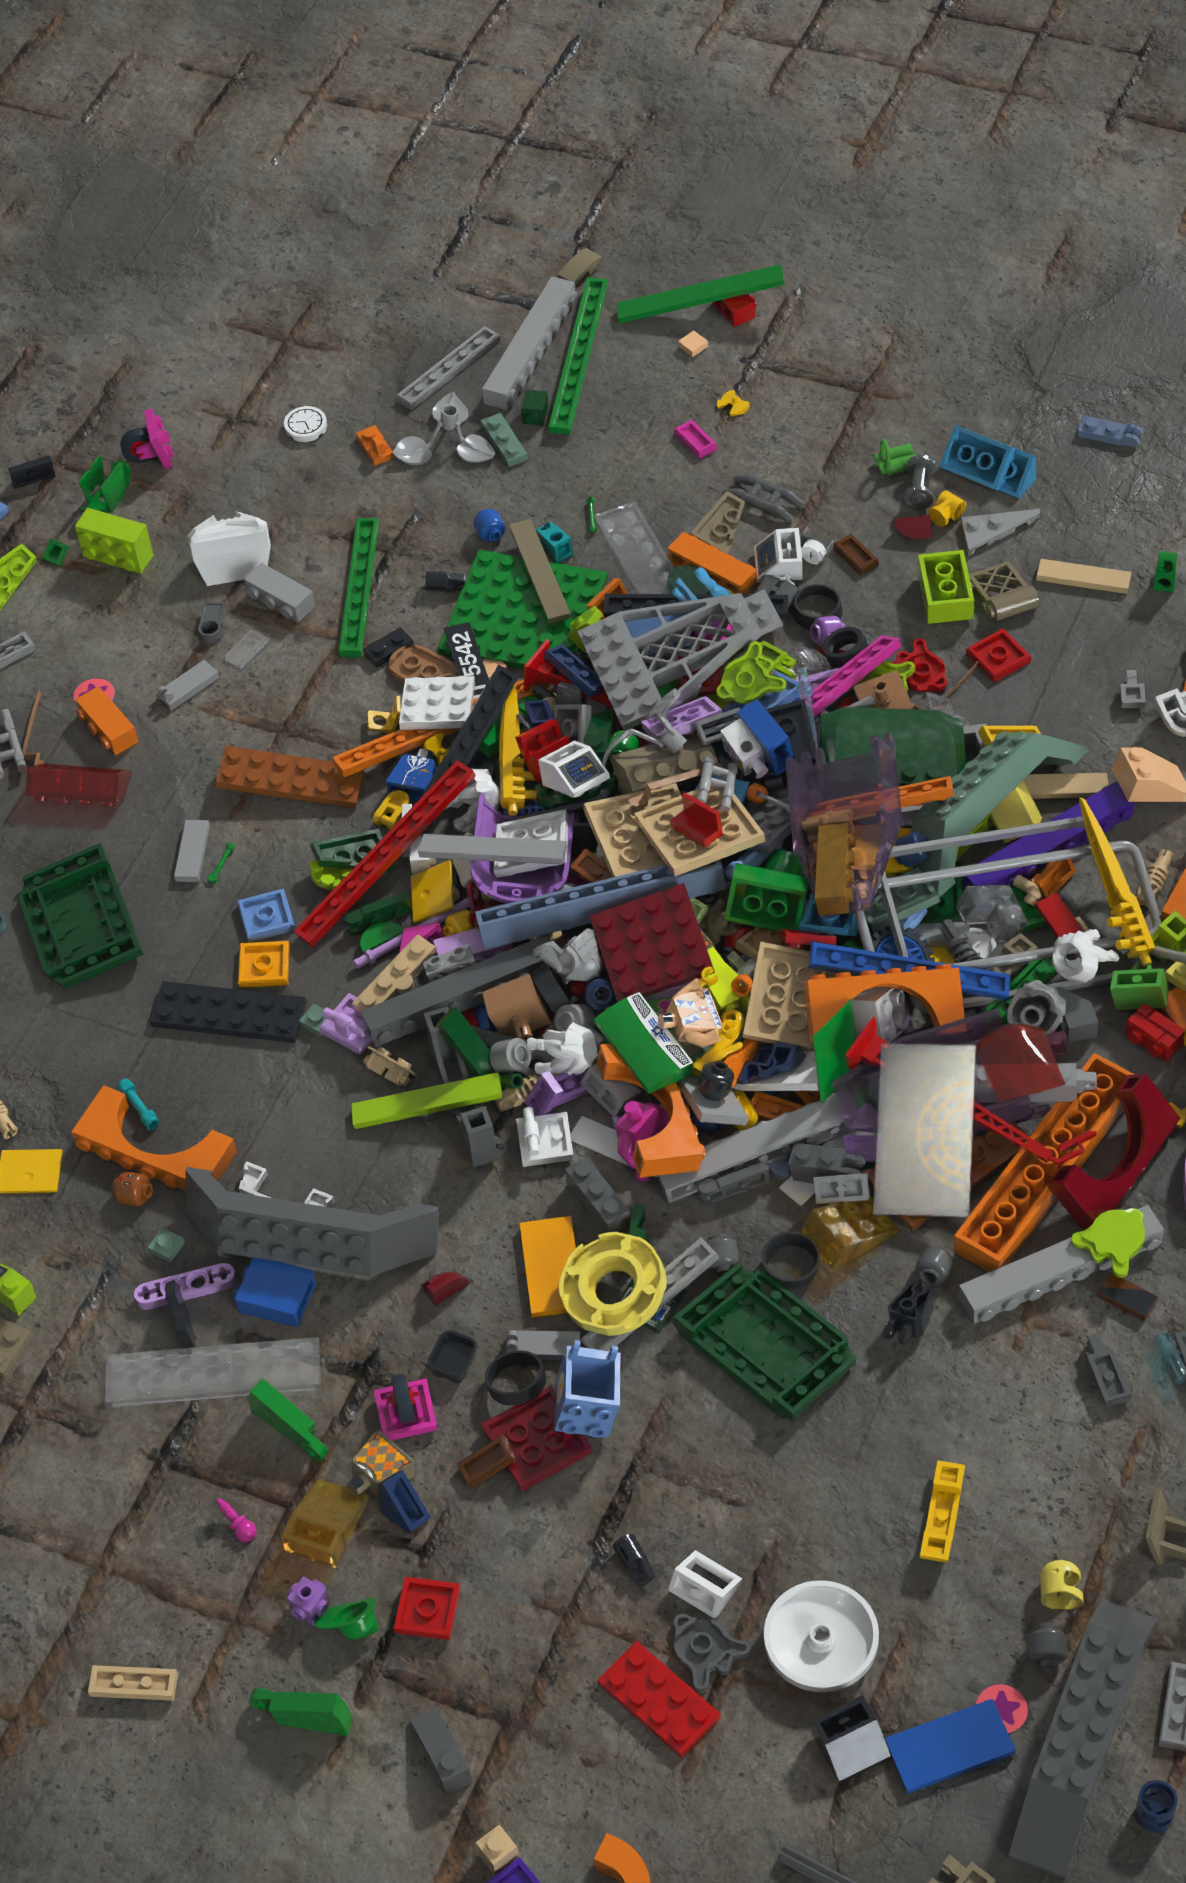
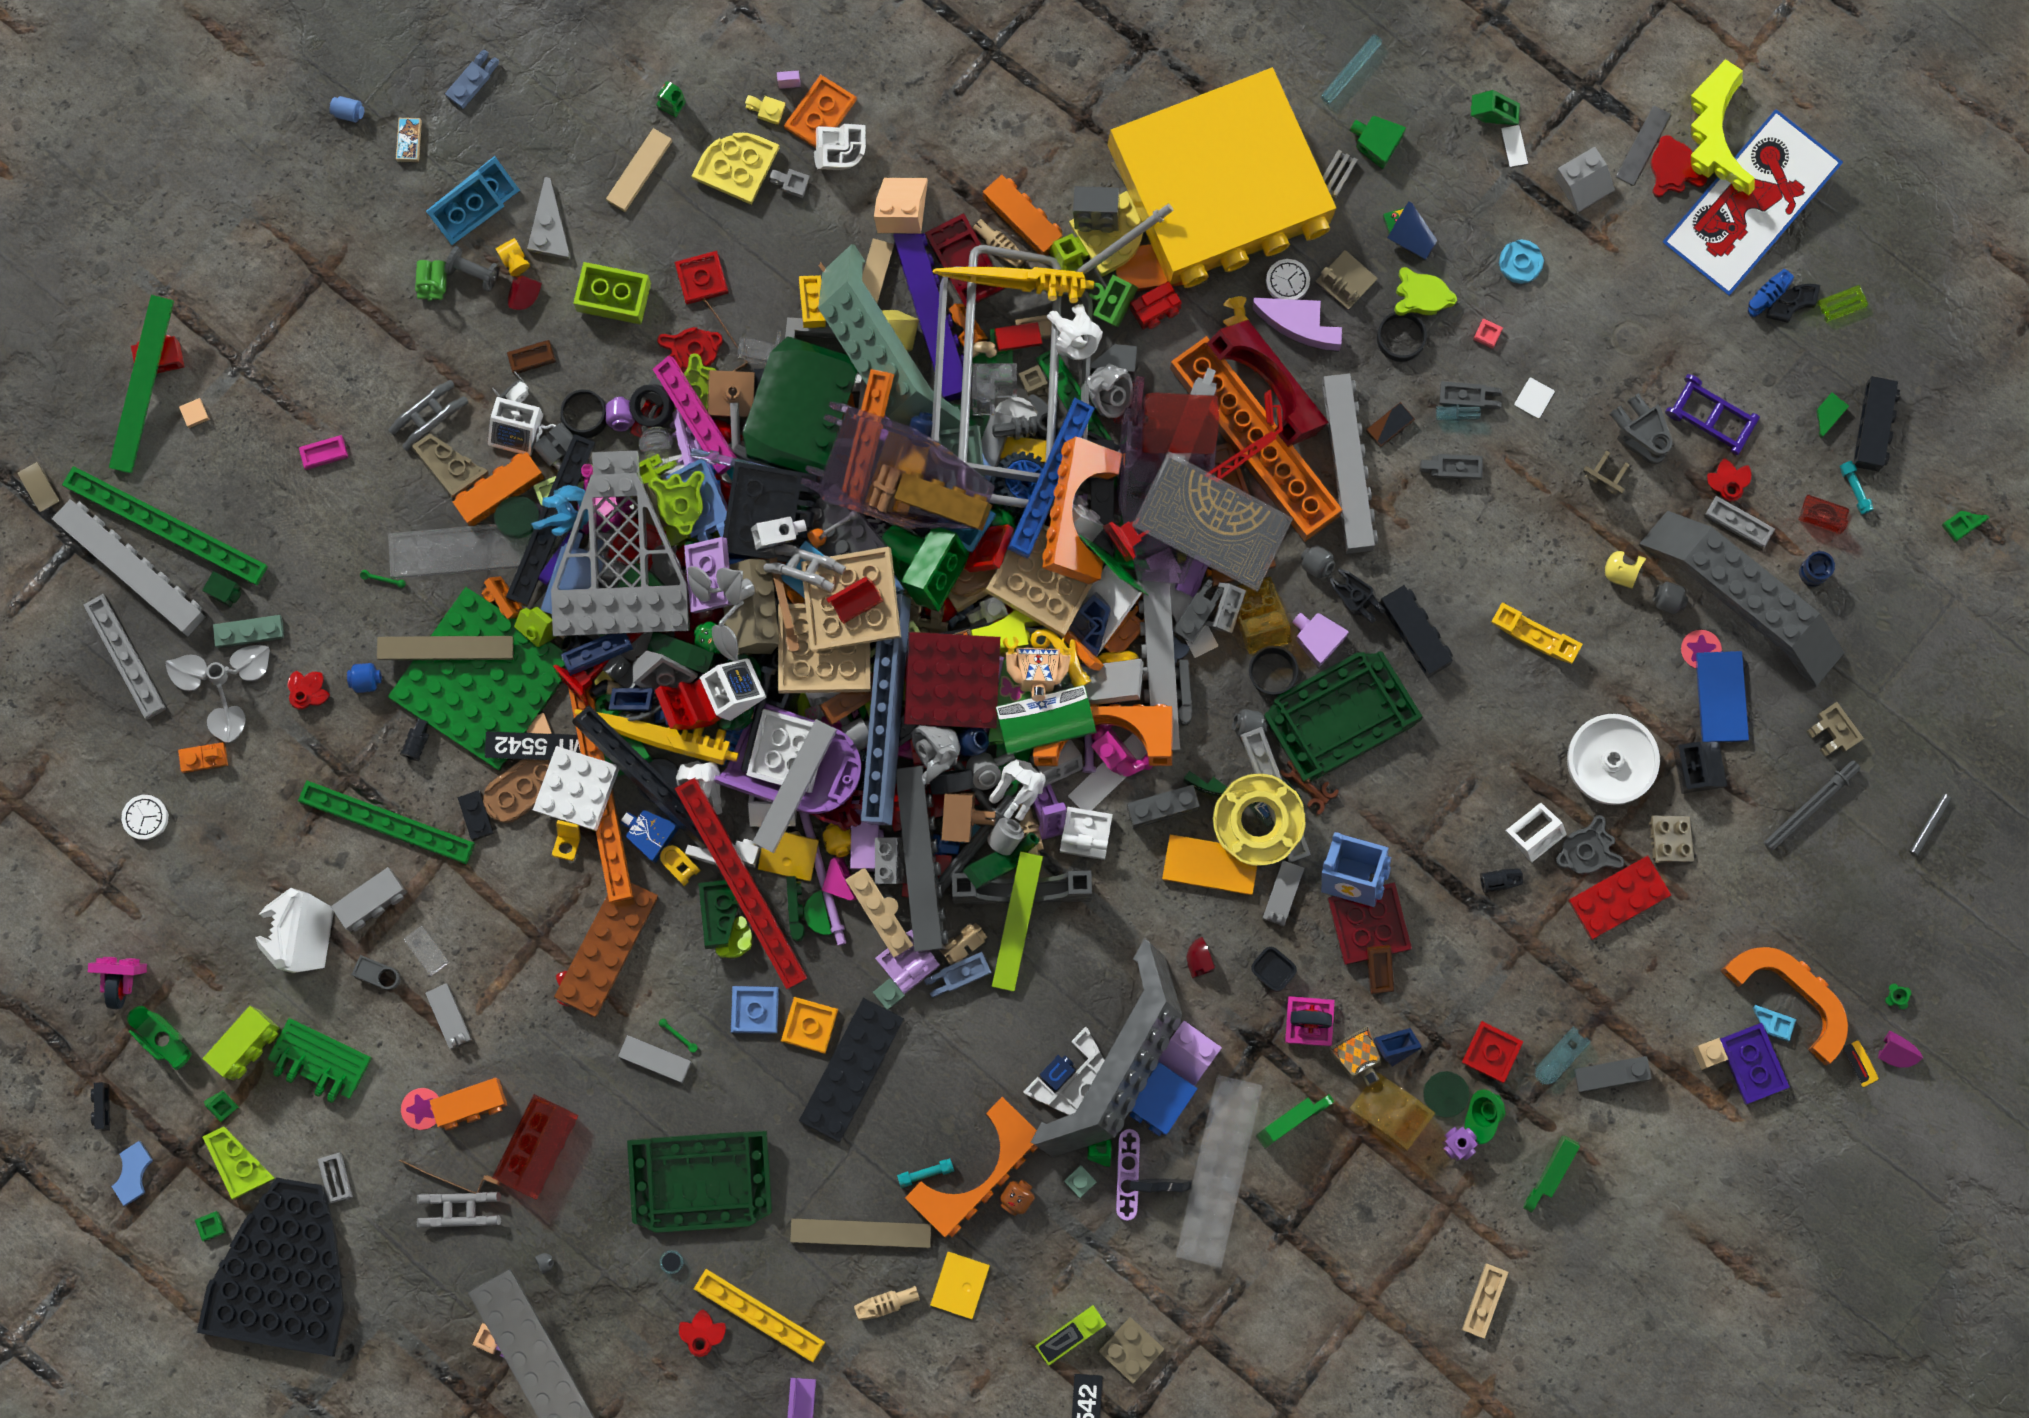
camera: 75 degrees left, 25 degrees up
(60, 1067) = (860, 1233): none -> dark tan tile
(118, 607) = (321, 1059): none -> green hinge
(203, 1254) = (1100, 1153): none -> green slope
(244, 1529) = (1373, 1181): dark pink bar -> none
(276, 1184) = (1057, 1072): none -> dark blue brick
(335, 1303) = (1189, 1053): none -> lavender slope
(356, 1072) = (960, 974): none -> sand blue hinge
(364, 1575) = (1446, 1094): none -> clear green tile
(434, 745) = (624, 805): yellow piece -> none
(445, 1687) = (1560, 1057): none -> clear light blue plate
(463, 493) = (306, 686): none -> red plate
(509, 1359) = (1289, 918): black tyre -> none
(555, 541) = (406, 623): teal leg -> none
(667, 1351) = (1320, 797): none -> copper bar
(702, 733) = (746, 563): light grey tile -> none
(715, 1080) = (1104, 672): black head -> none
(739, 406) = (283, 402): yellow piece -> none
(745, 981) = (1017, 617): orange hinge -> none
(750, 1734) = (1671, 839): none -> dark tan hinge
(769, 735) = (774, 508): blue brick -> none
(846, 1293) = (1319, 637): none -> lavender torso
(894, 1387) = (1416, 631): none -> black brick
(1009, 600) = (646, 239): dark tan piece -> none
(1025, 406) = (408, 139): none -> tile
(1031, 354) = (346, 109): none -> medium blue brick
(1115, 1237) = (1347, 413): lime tile -> none
(1127, 644) = (736, 165): none -> light yellow plate
(1132, 828) = (952, 248): none -> dark red slope

